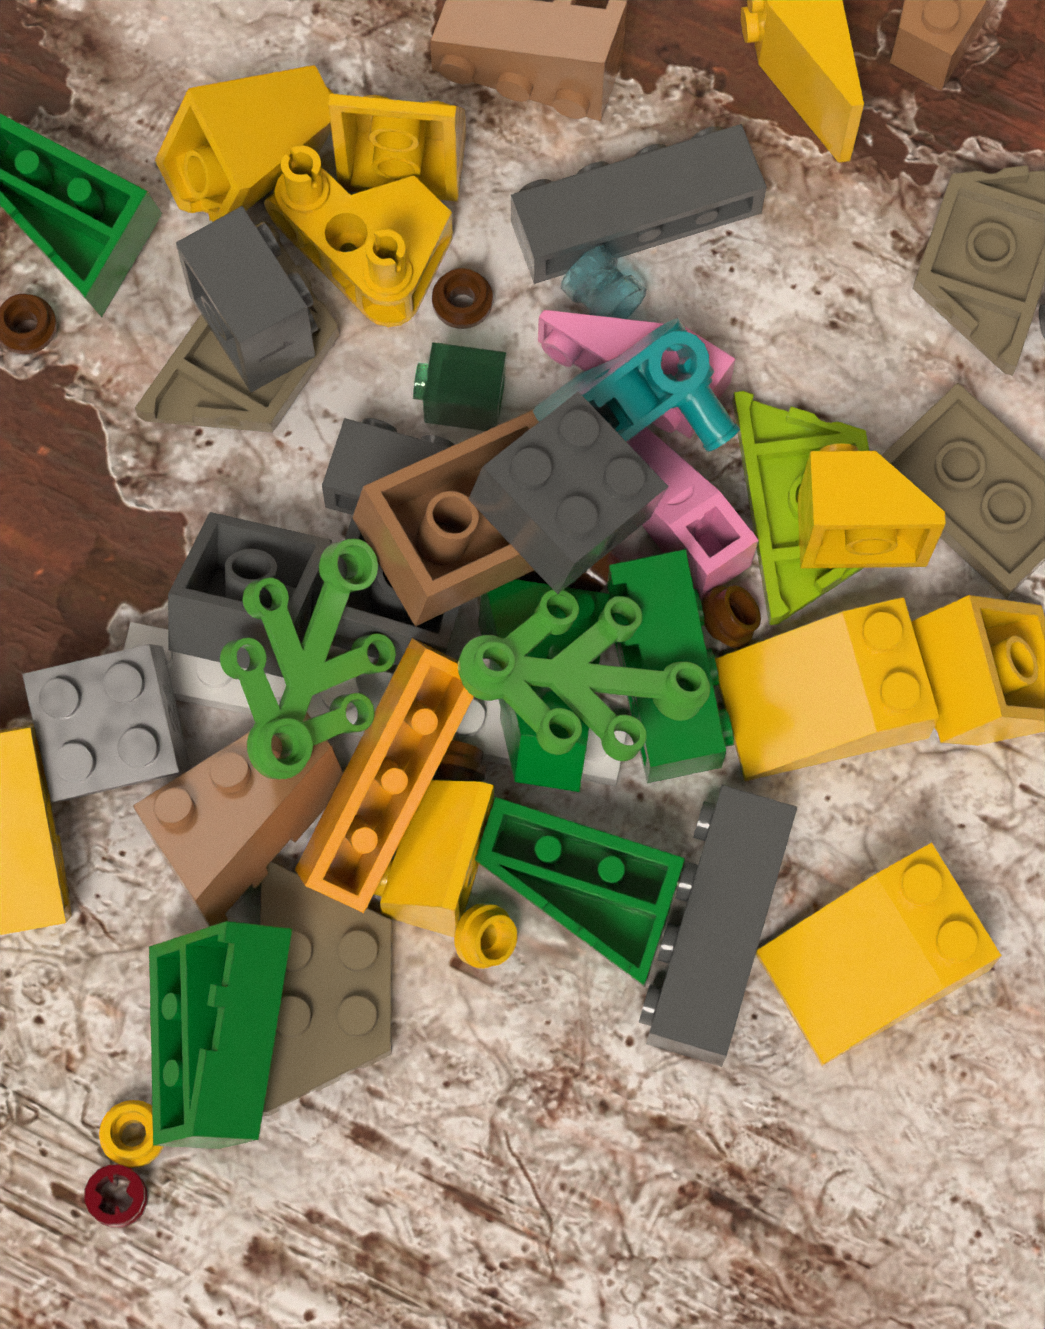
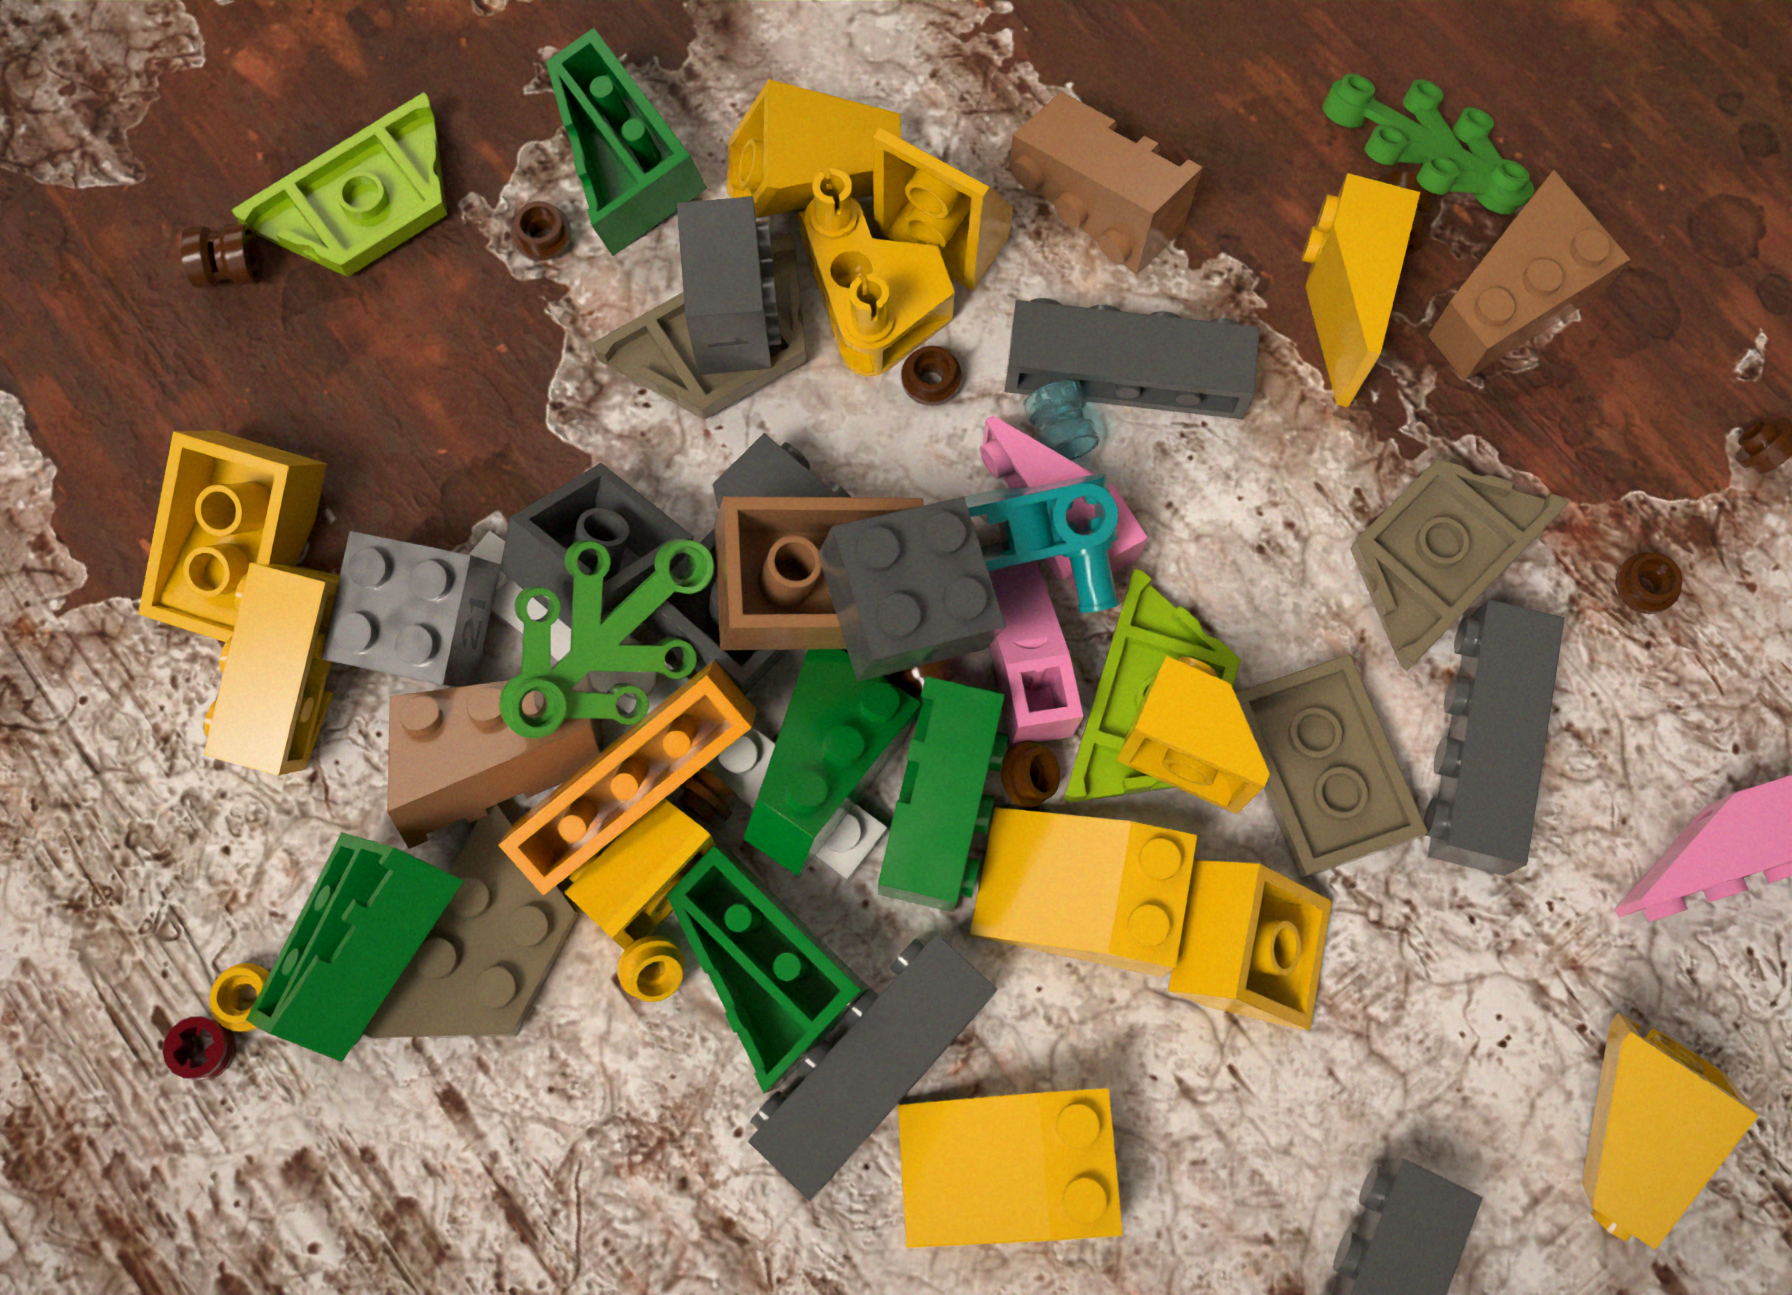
camera: 25 degrees right, 0 degrees up
(461, 386) = (889, 452): clear green brick -> none
(577, 679) = (835, 767): bright green plant -> none

